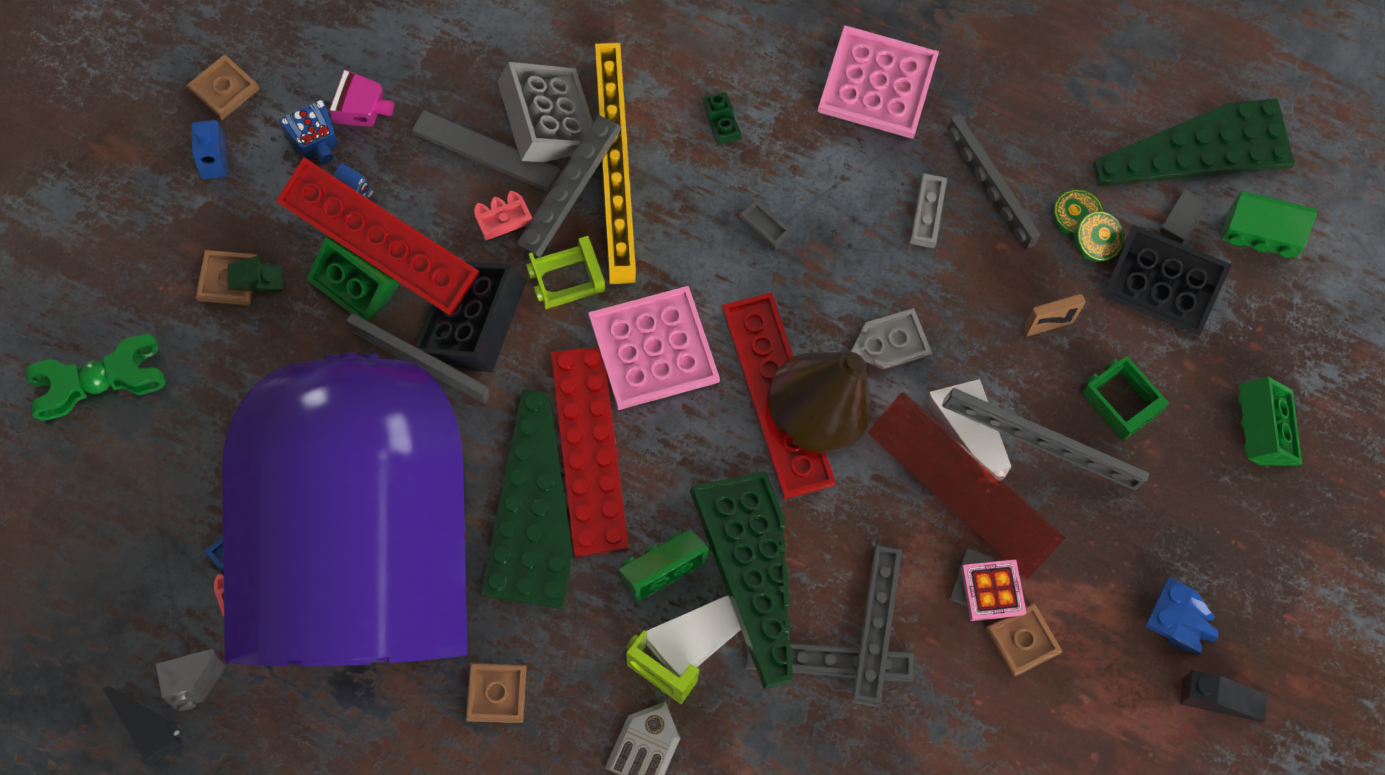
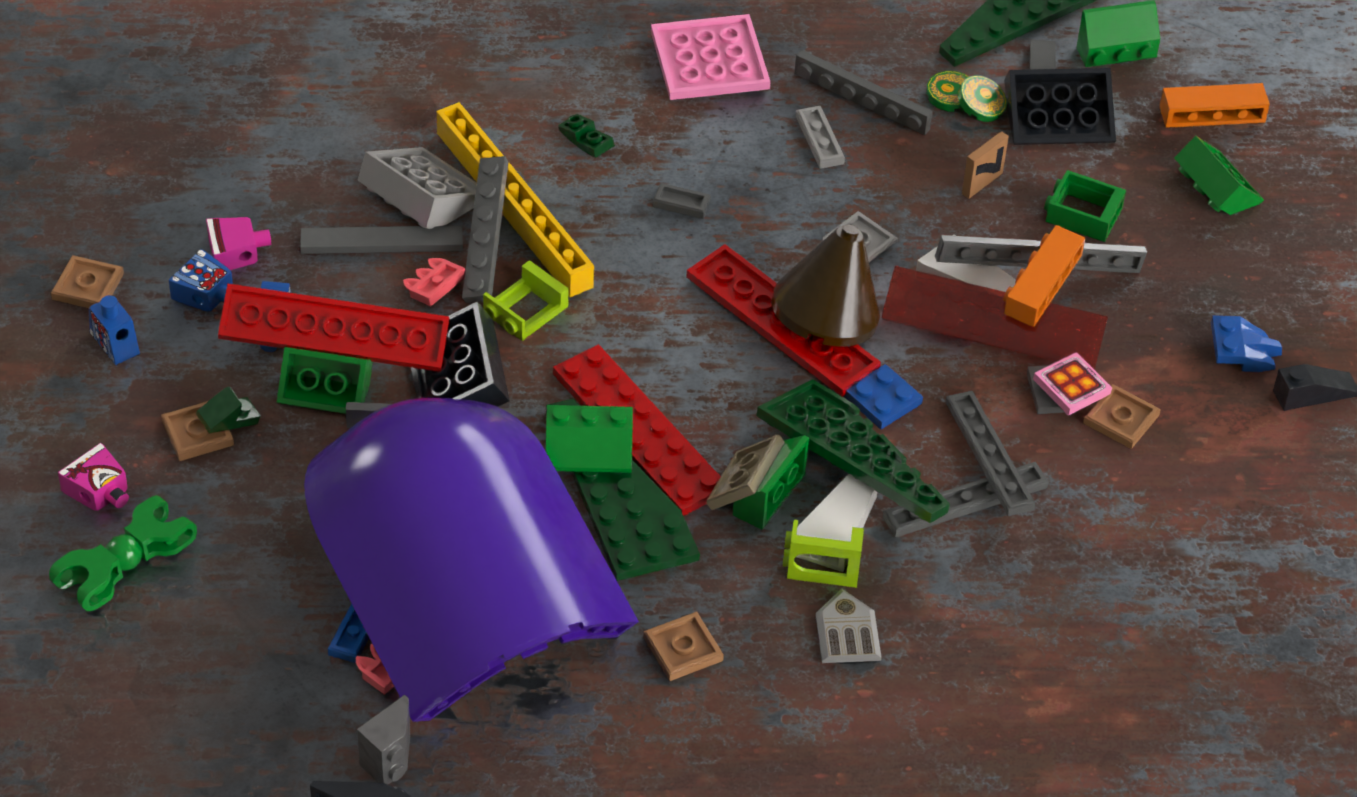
camera: 25 degrees left, 20 degrees down
(116, 292) = (95, 479): none -> dark pink torso
(528, 450) = (589, 438): none -> green slope
(643, 548) = (745, 472): none -> dark tan tile
(653, 347) = (645, 327): bright pink plate -> none
(821, 516) = (883, 396): none -> blue plate
(1025, 473) = (1044, 275): none -> orange brick
(1316, 340) = (1214, 105): none -> orange brick

